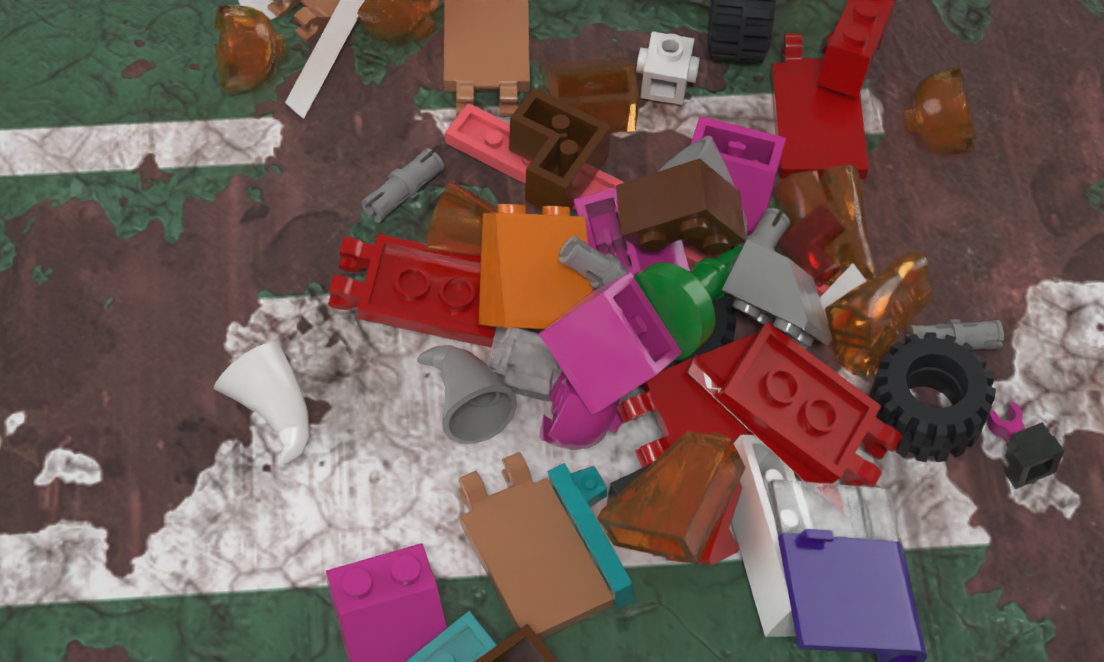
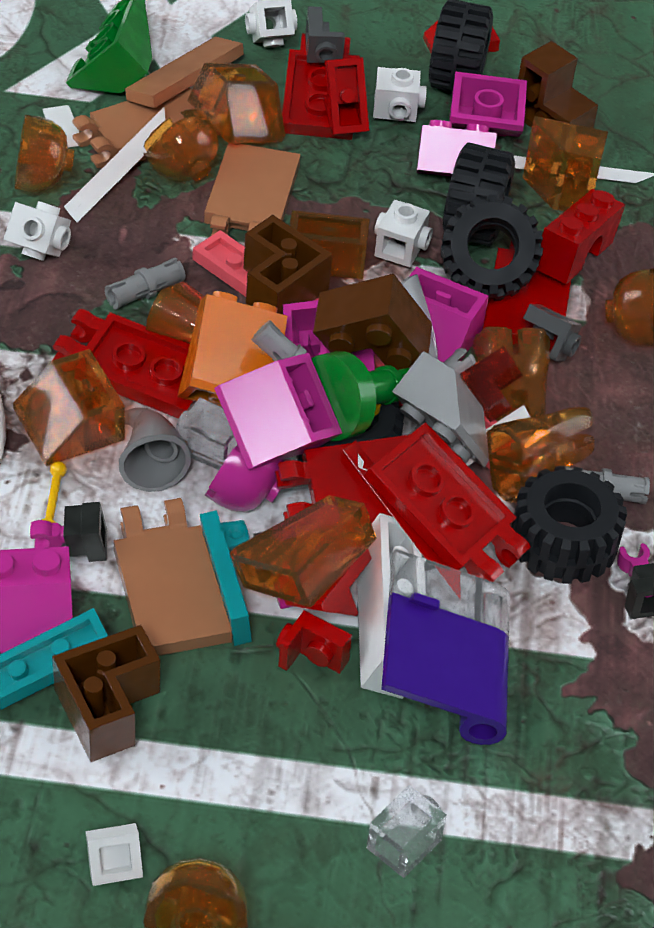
camera: 10 degrees right, 10 degrees down
(270, 144) = (38, 230): none -> white brick
(370, 366) = (71, 409): none -> clear orange slope
(381, 509) = (57, 470): none -> yellow hinge
(424, 515) = (82, 531): none -> pearl dark grey piece
(708, 591) = (317, 640): none -> red bracket
(812, 70) = (503, 217): none -> black tyre
(860, 153) = (556, 324): none -> dark grey bracket

